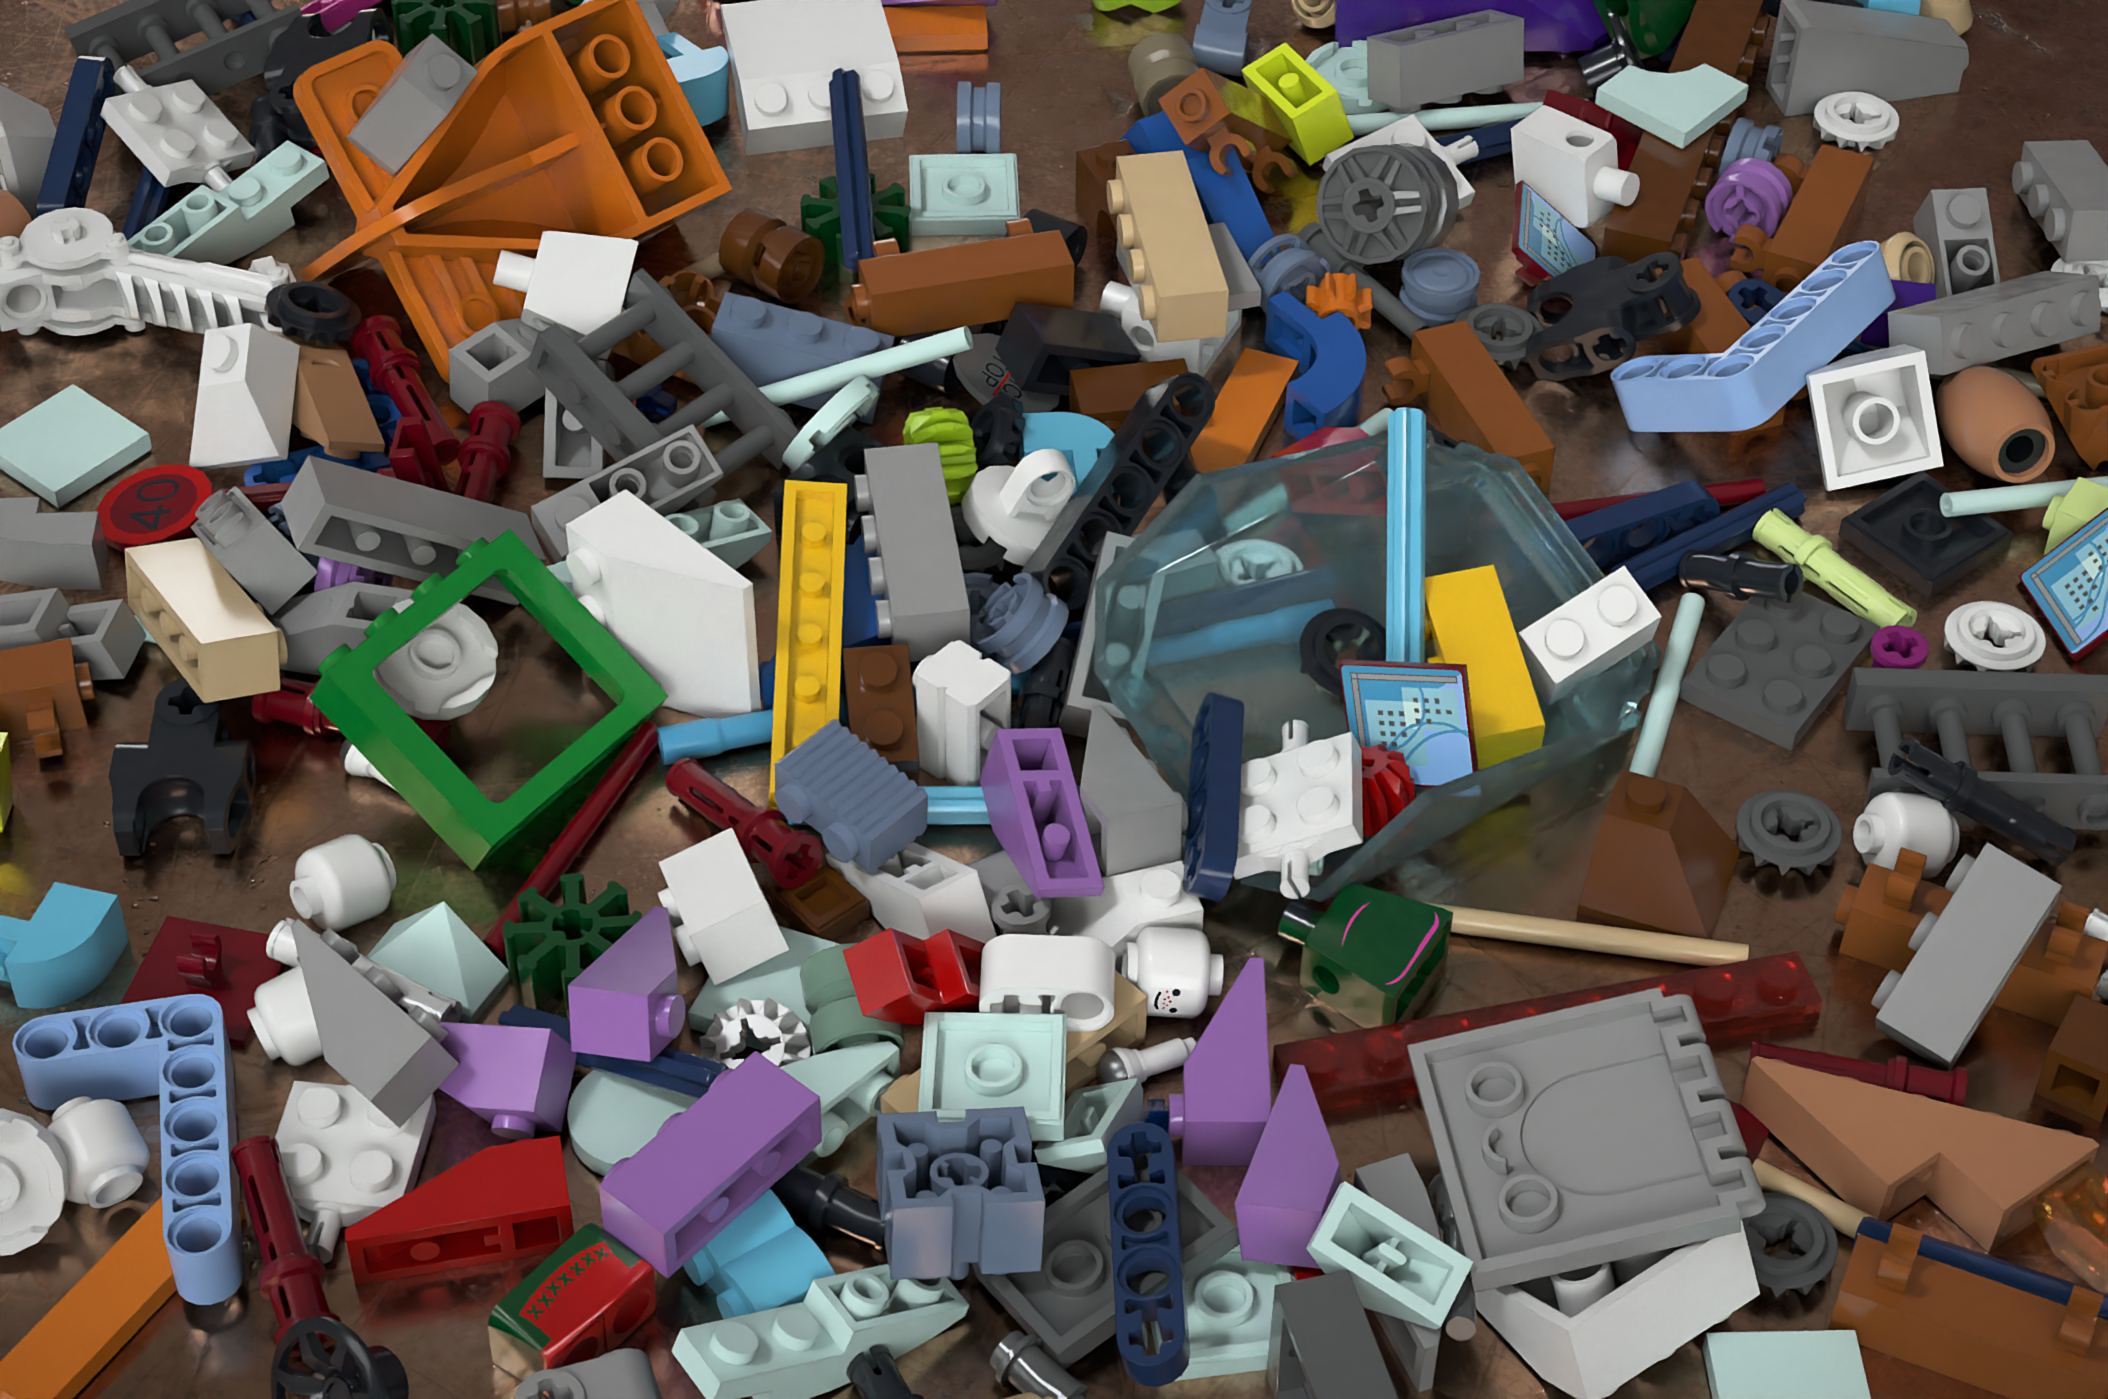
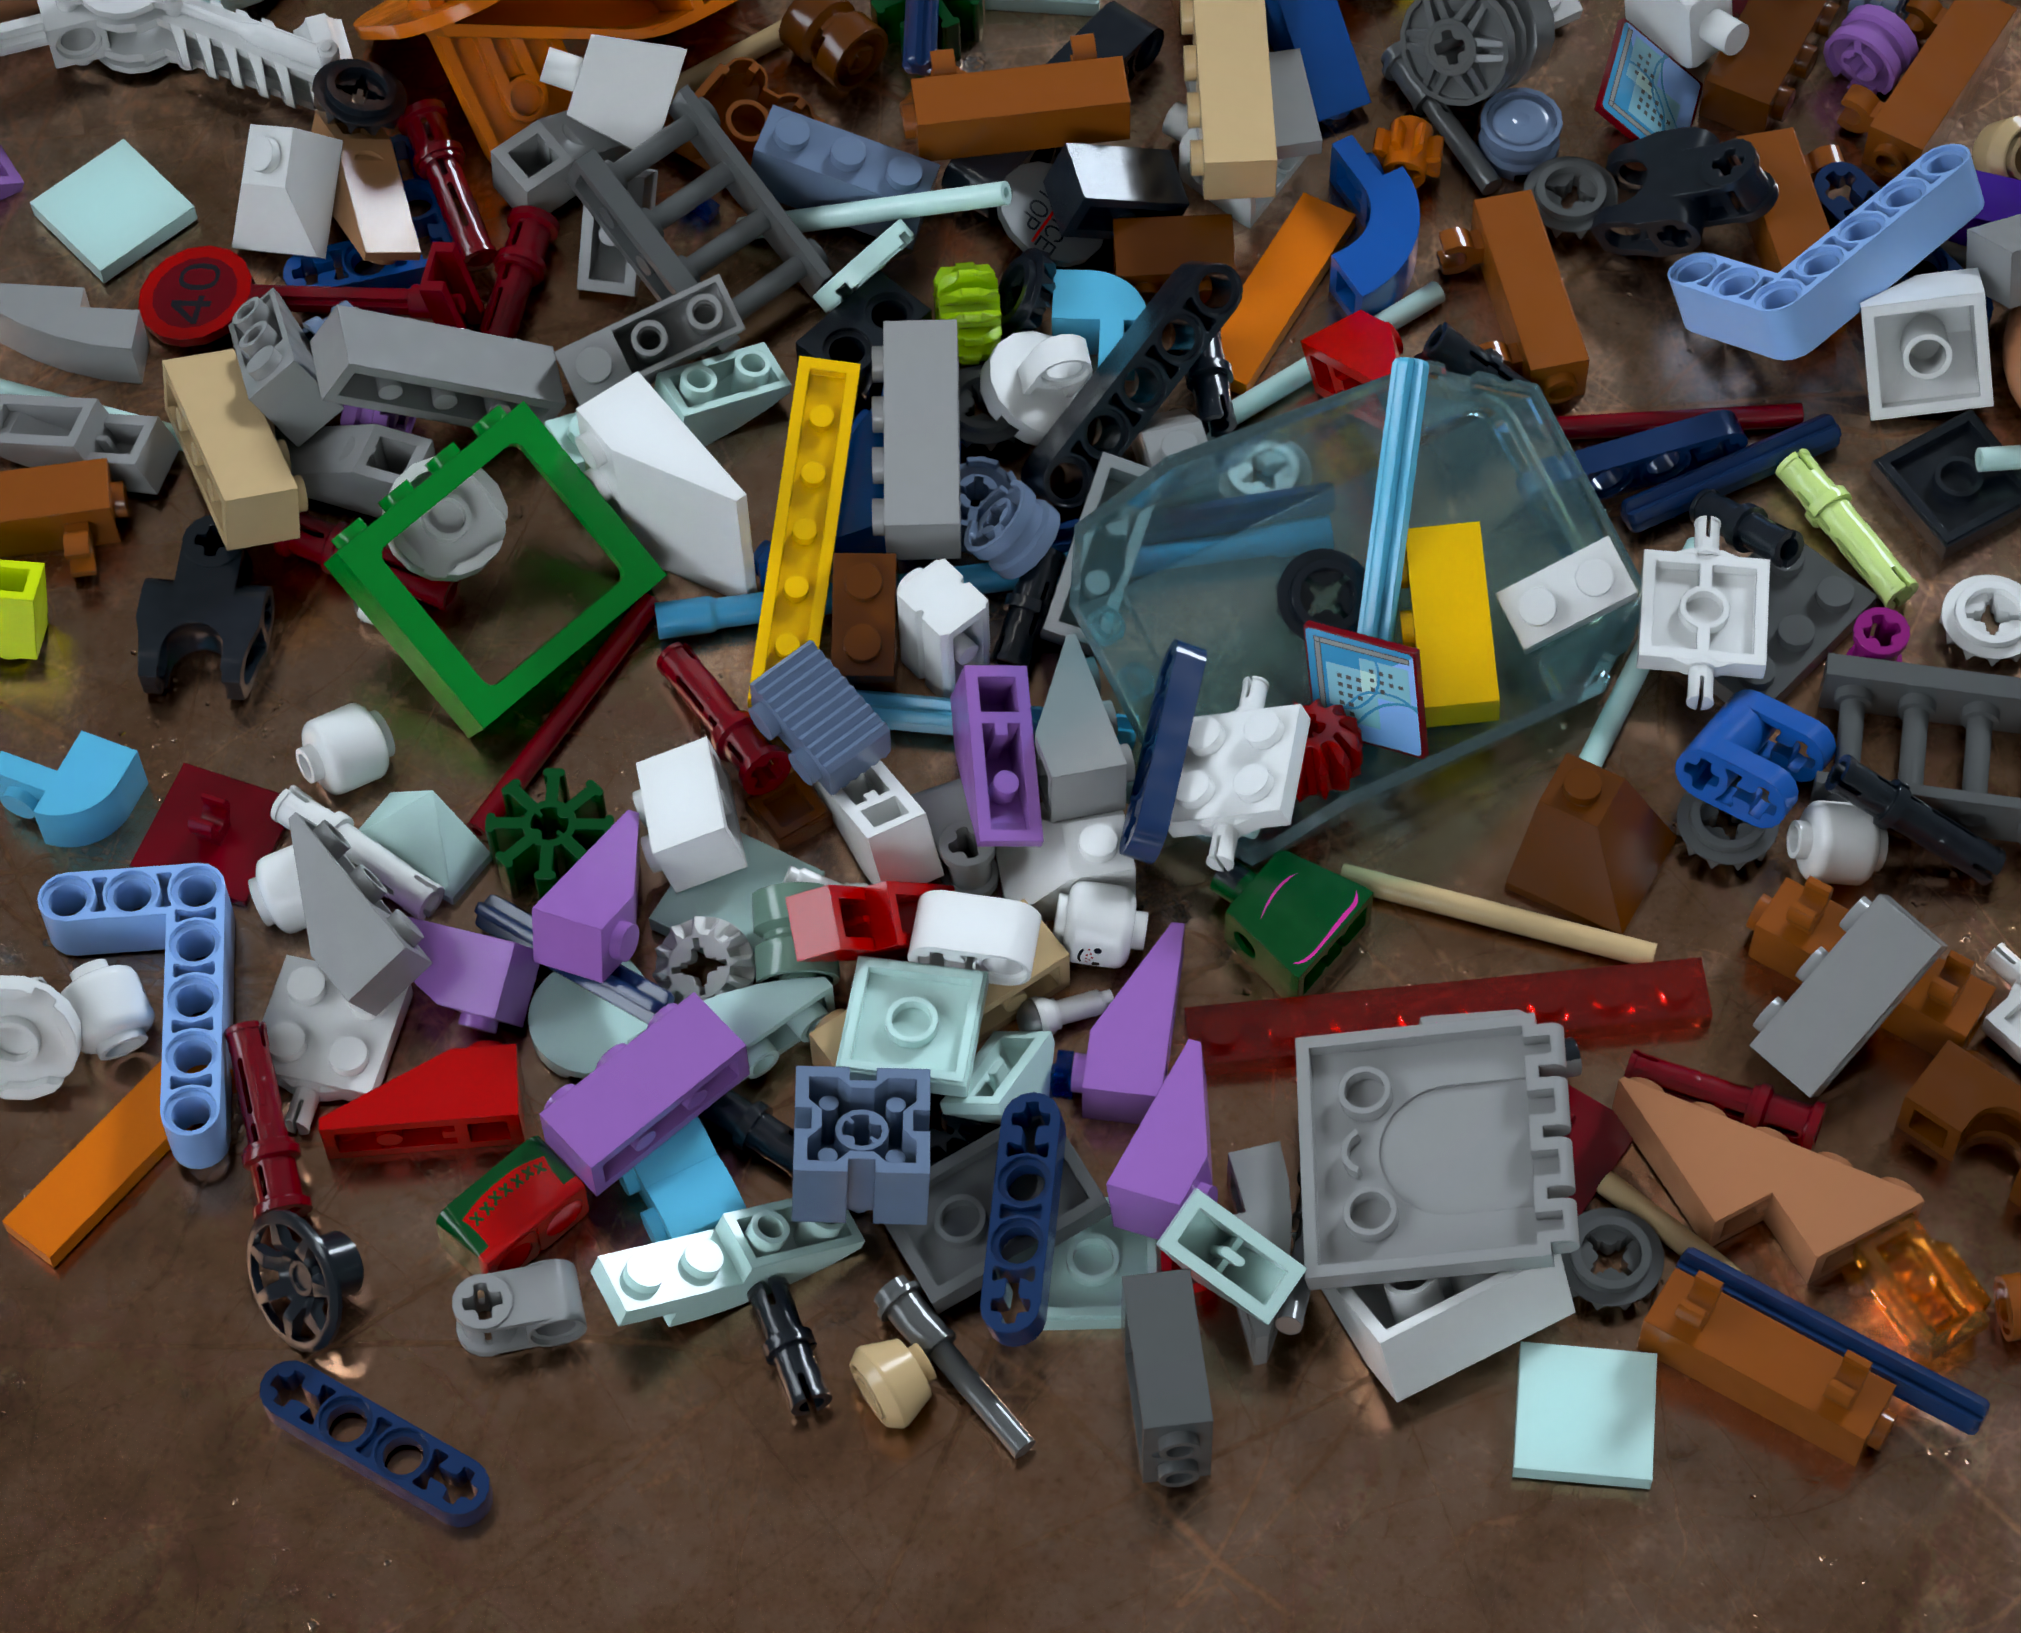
camera: 10 degrees right, 15 degrees up
(1288, 270) = (1359, 107): sand blue wheel -> none
(1723, 644) = (1703, 613): none -> white plate
(1784, 752) = (1739, 744): none -> blue connector

